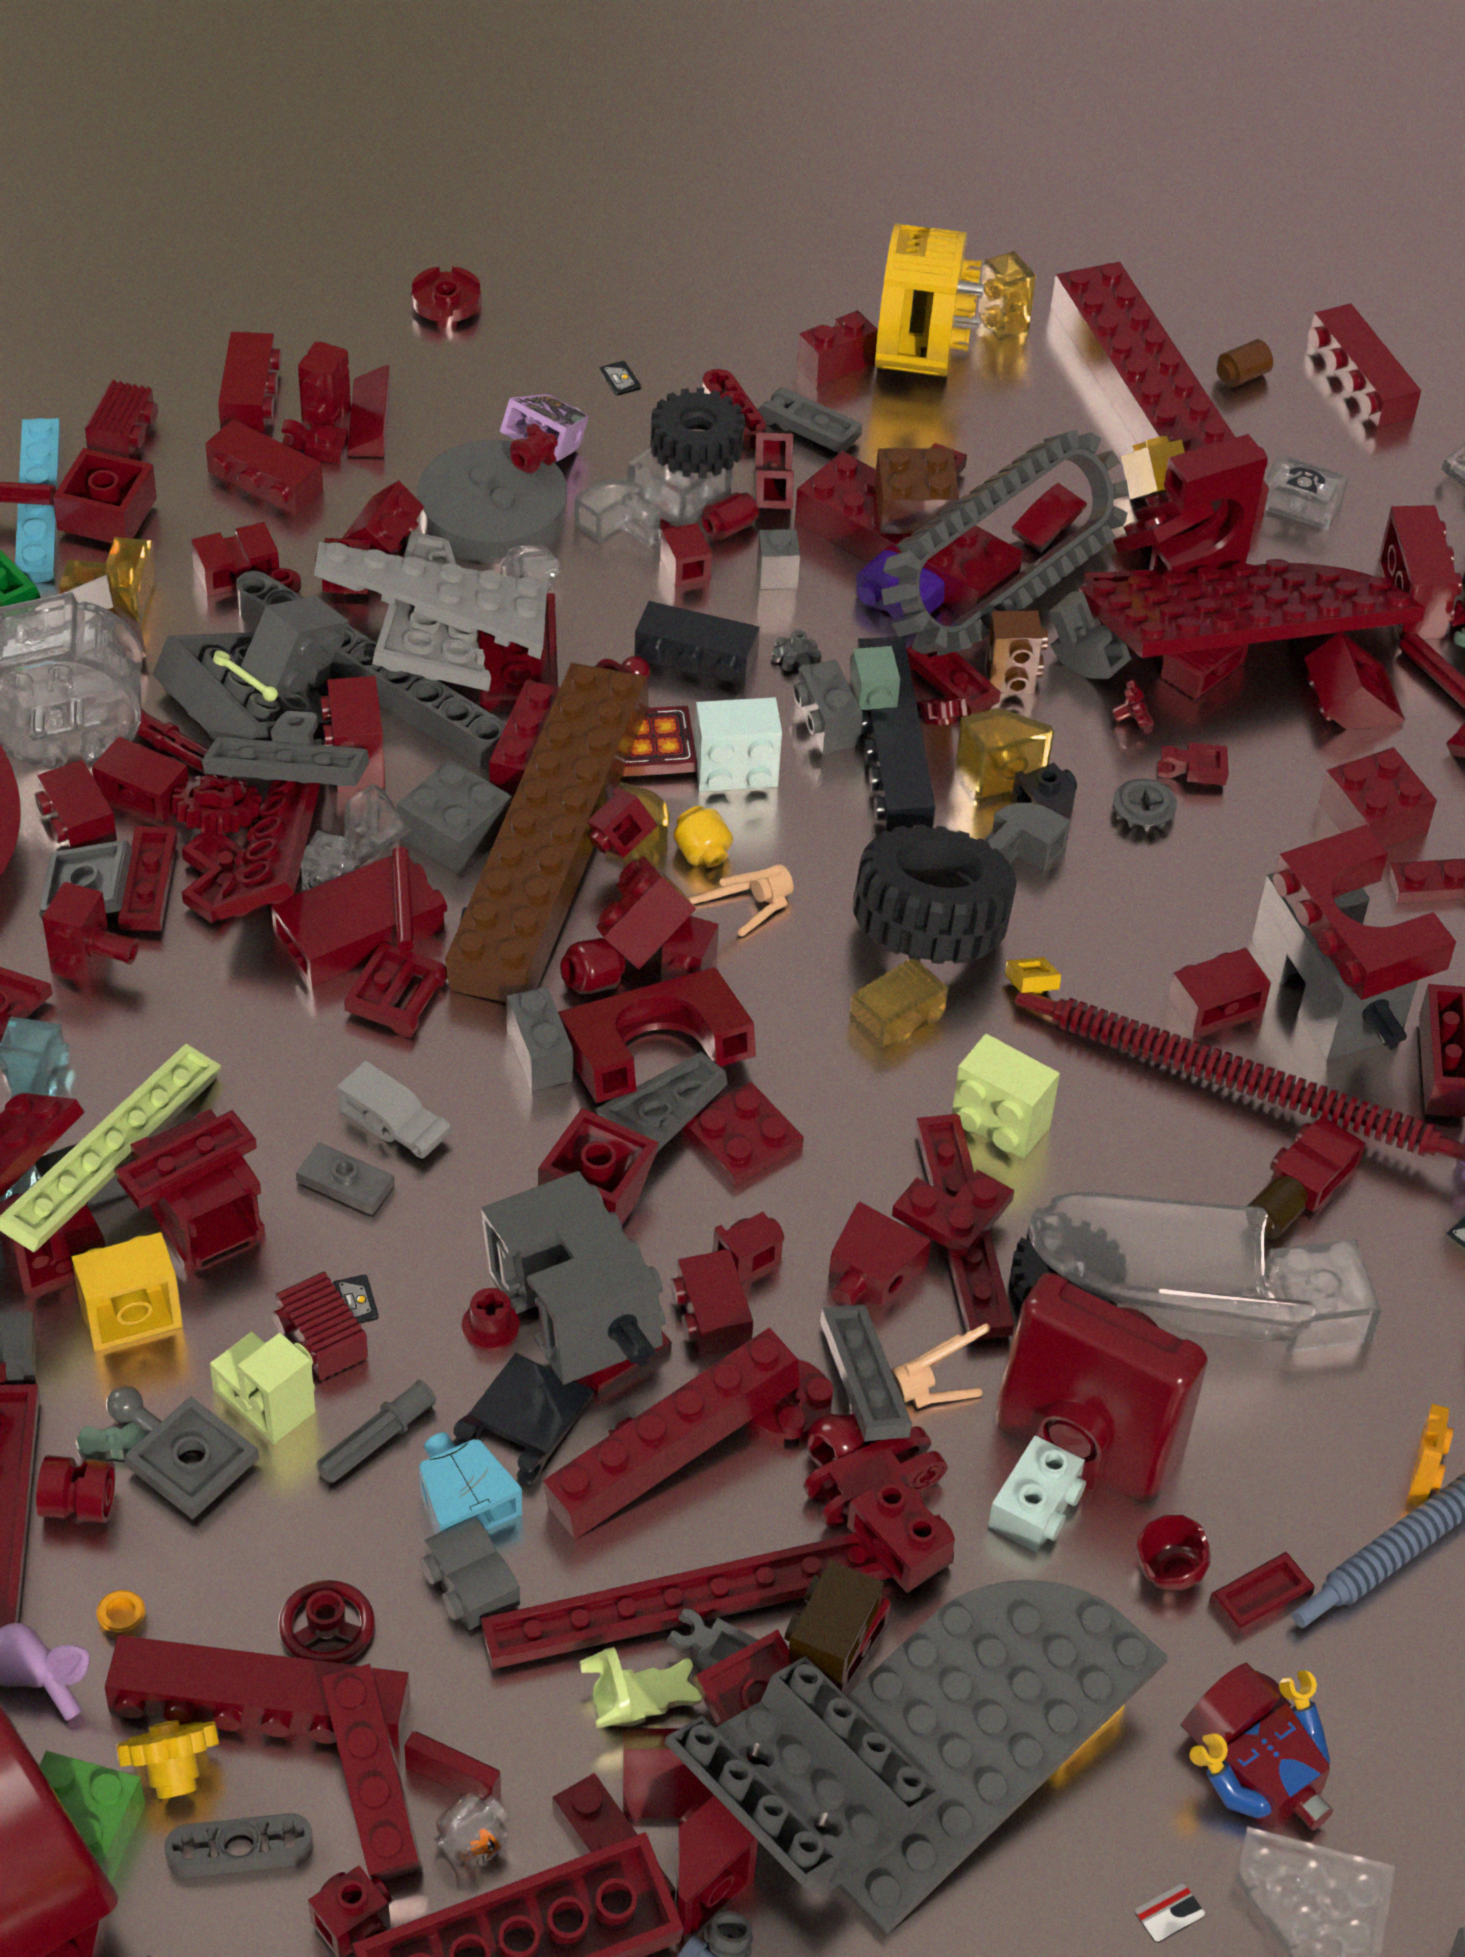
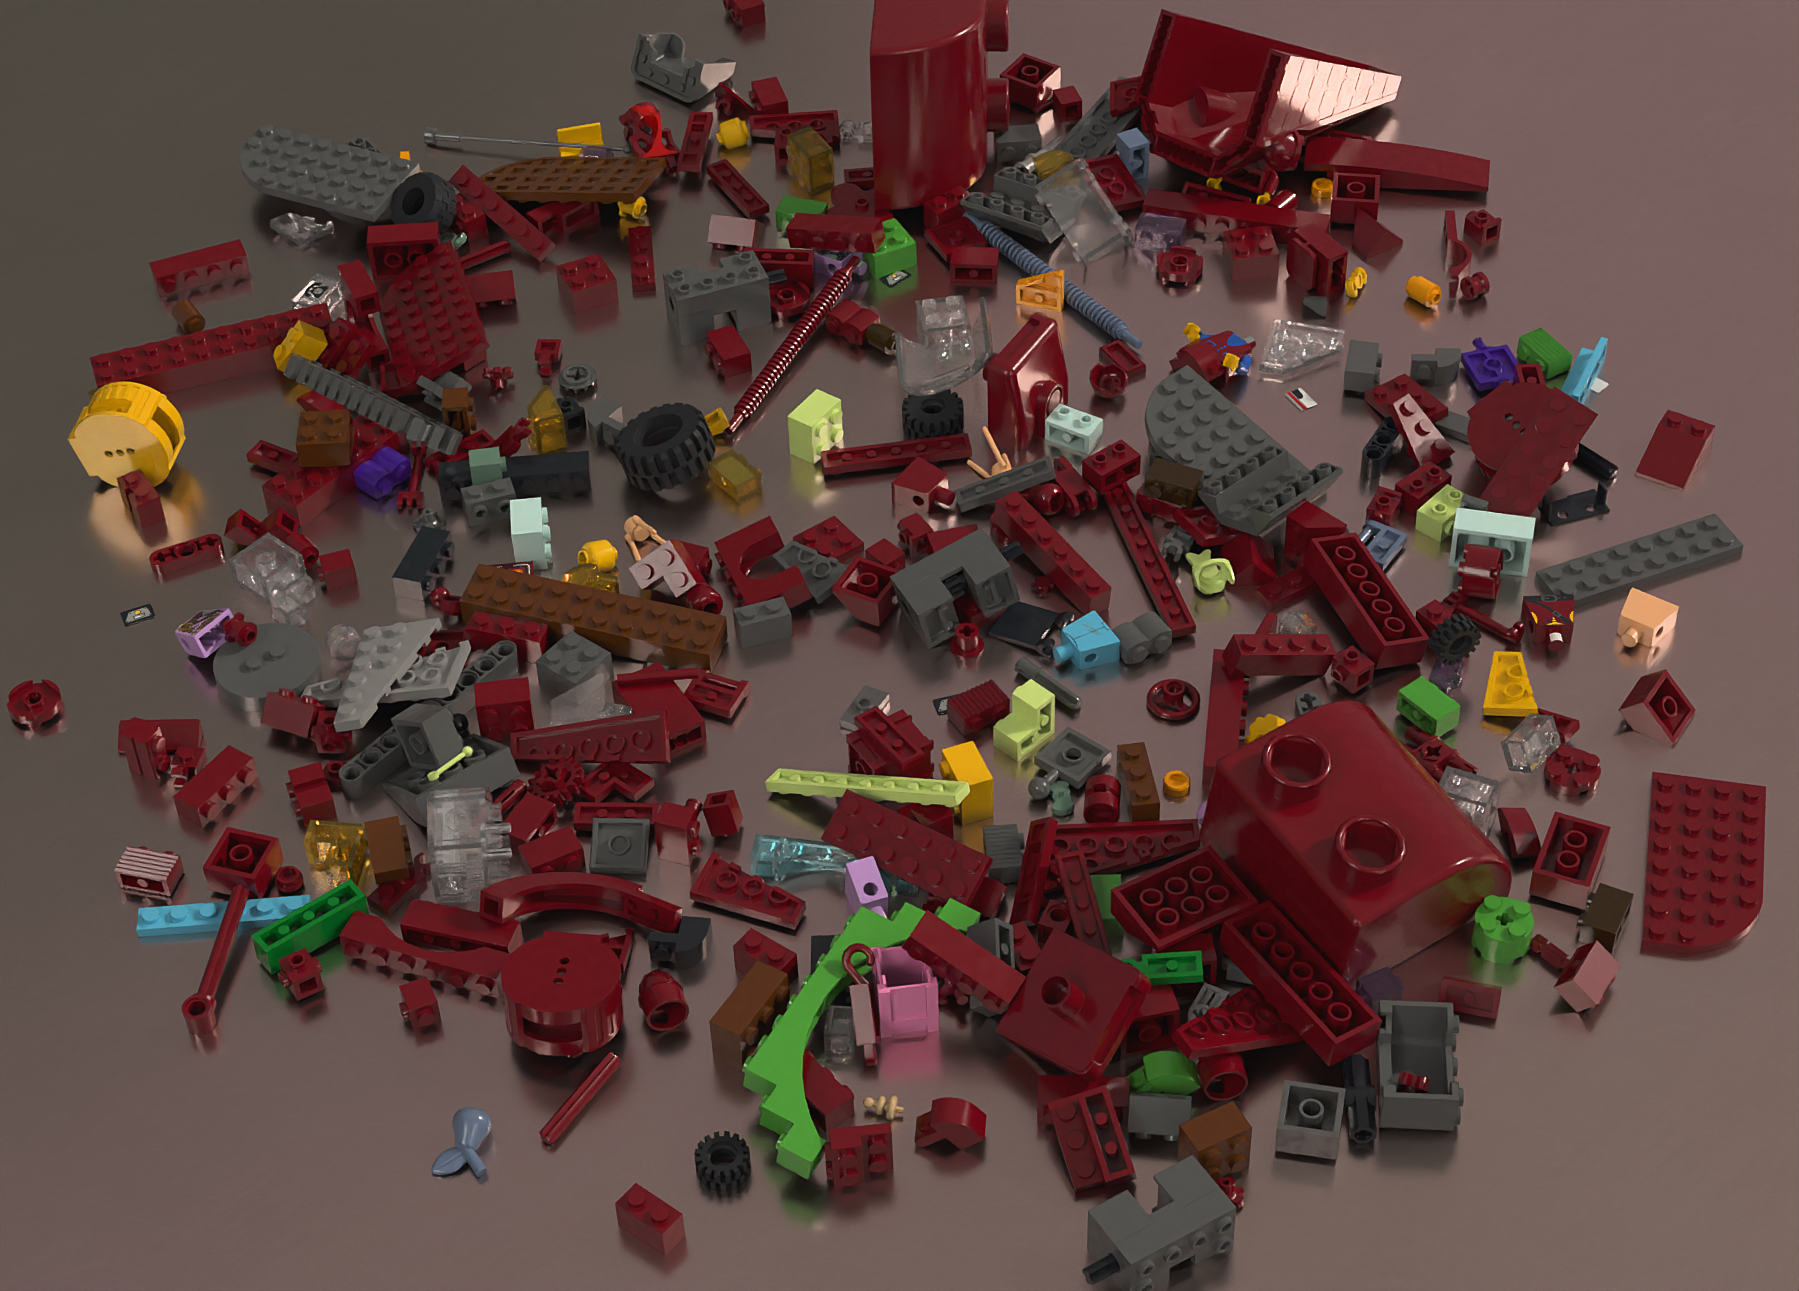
camera: 85 degrees left, 5 degrees down
(88, 548) = (288, 879): none -> dark red plate
(105, 1544) = (1137, 782): none -> reddish brown brick
(117, 988) = (722, 813): none -> dark red brick
(249, 379) = (118, 802): dark red brick -> none
(289, 756) = (532, 734): dark grey plate -> none
(390, 1110) = (815, 689): light grey piece -> none
(620, 824) = (603, 575): dark red brick -> none
(684, 1203) = (886, 554): none -> dark red brick
(691, 450) = (251, 552): black tyre -> none
(778, 559) = (350, 525): brick -> none
(810, 420) = (208, 514): dark grey plate -> none
(850, 628) = (412, 494): none -> dark red hinge
(955, 1221) = (896, 448): dark red plate -> none
(1365, 955) = (699, 273): dark red arch -> none
(1389, 1091) = (795, 301): none -> dark red plate

